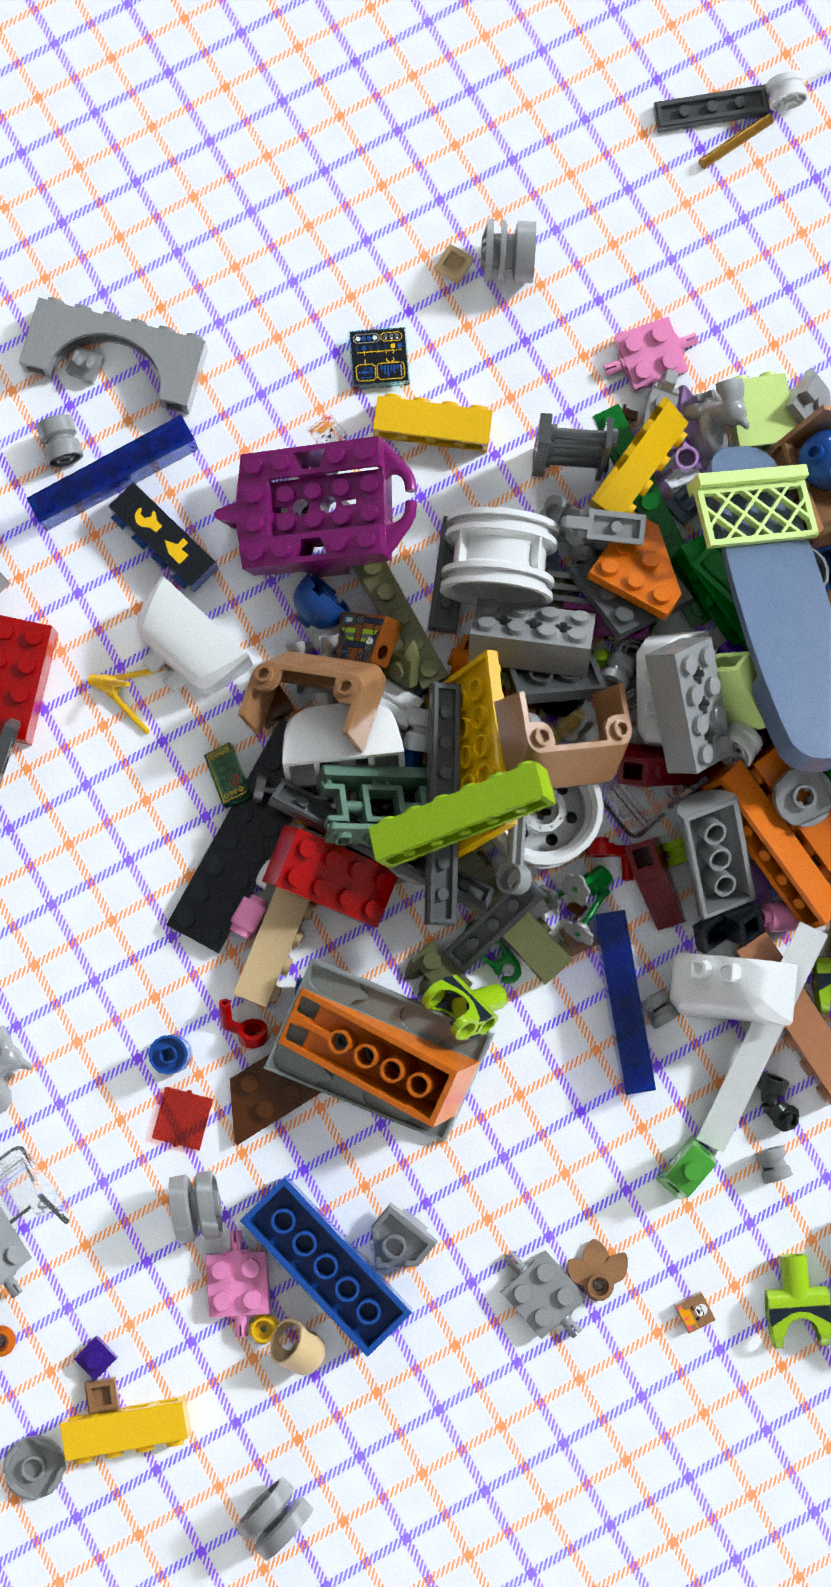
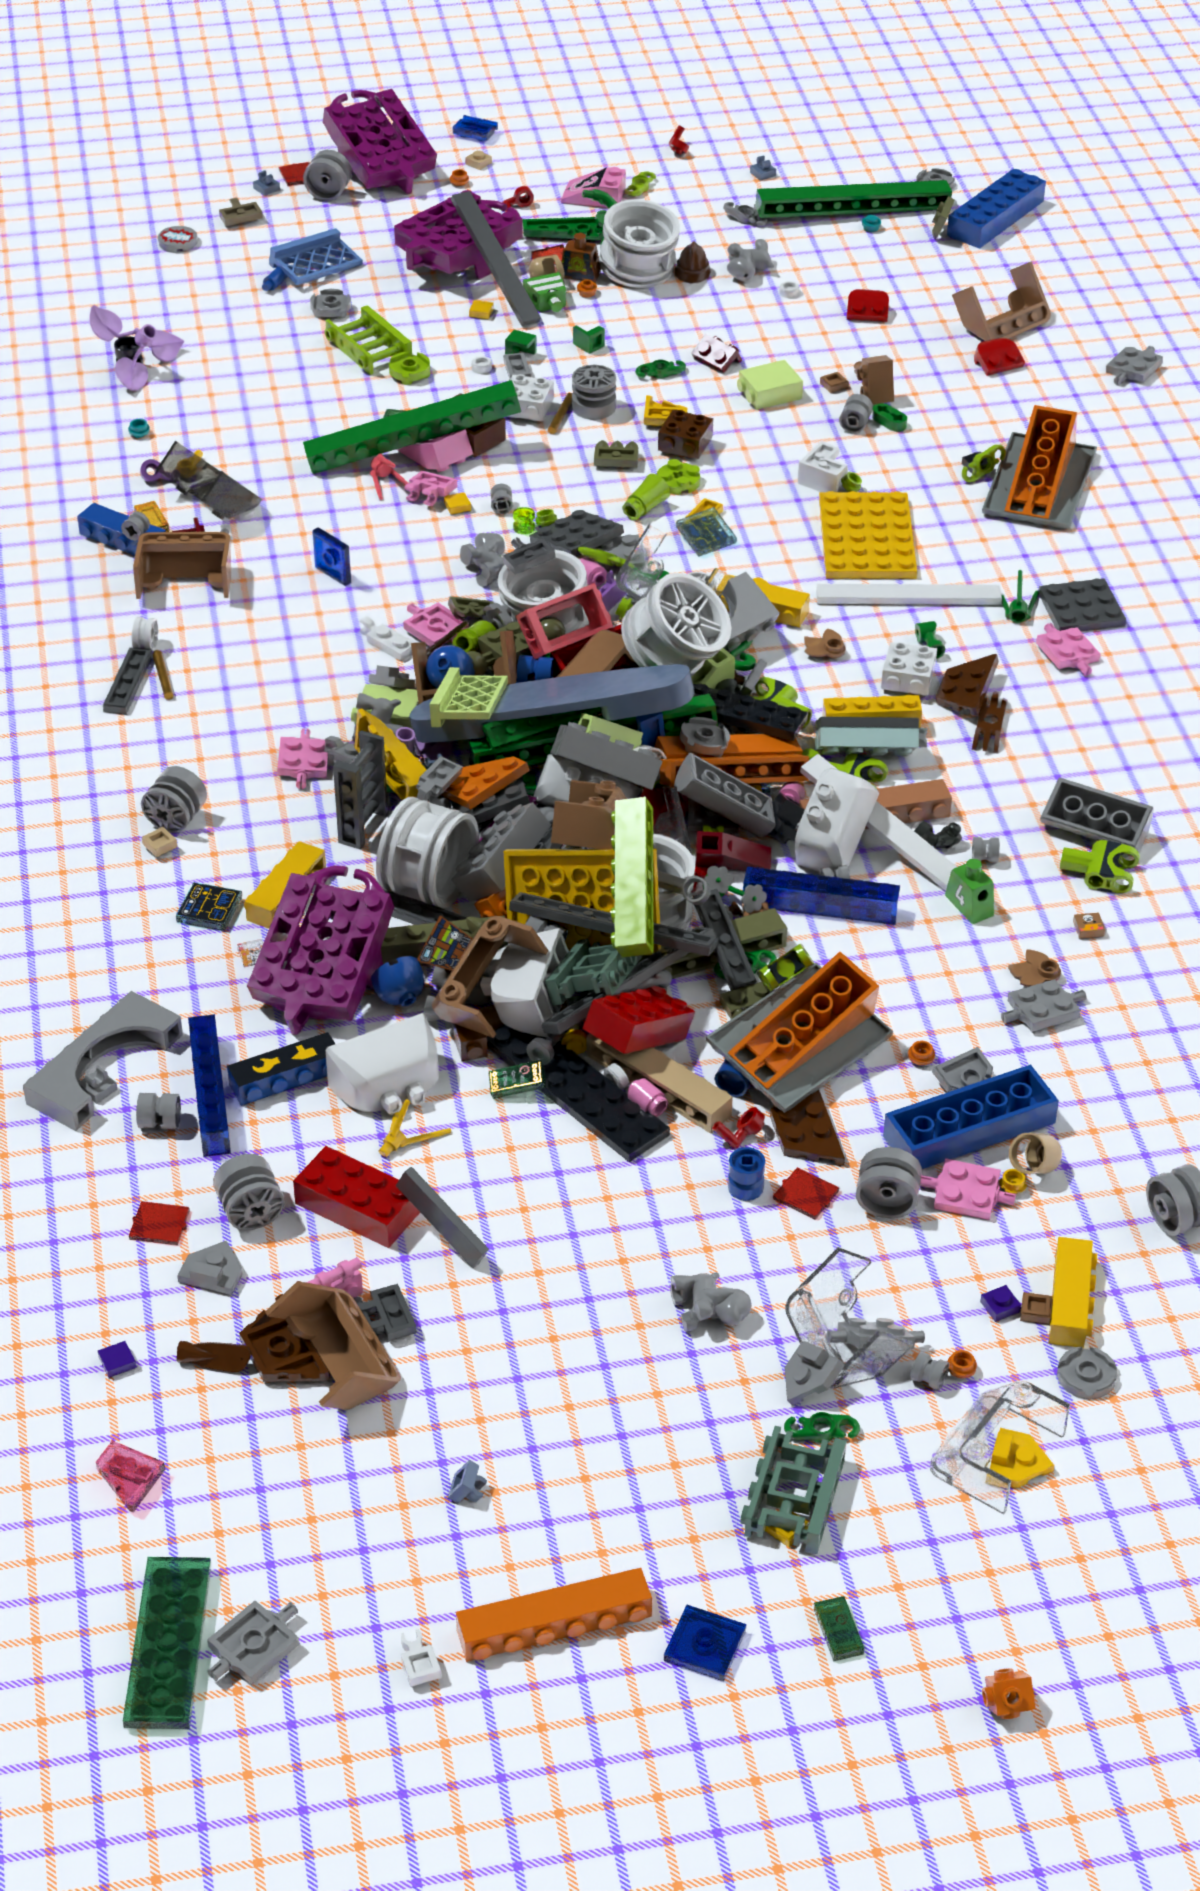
camera: 70 degrees left, 40 degrees down
(420, 1191) = (921, 1053): none -> orange plate

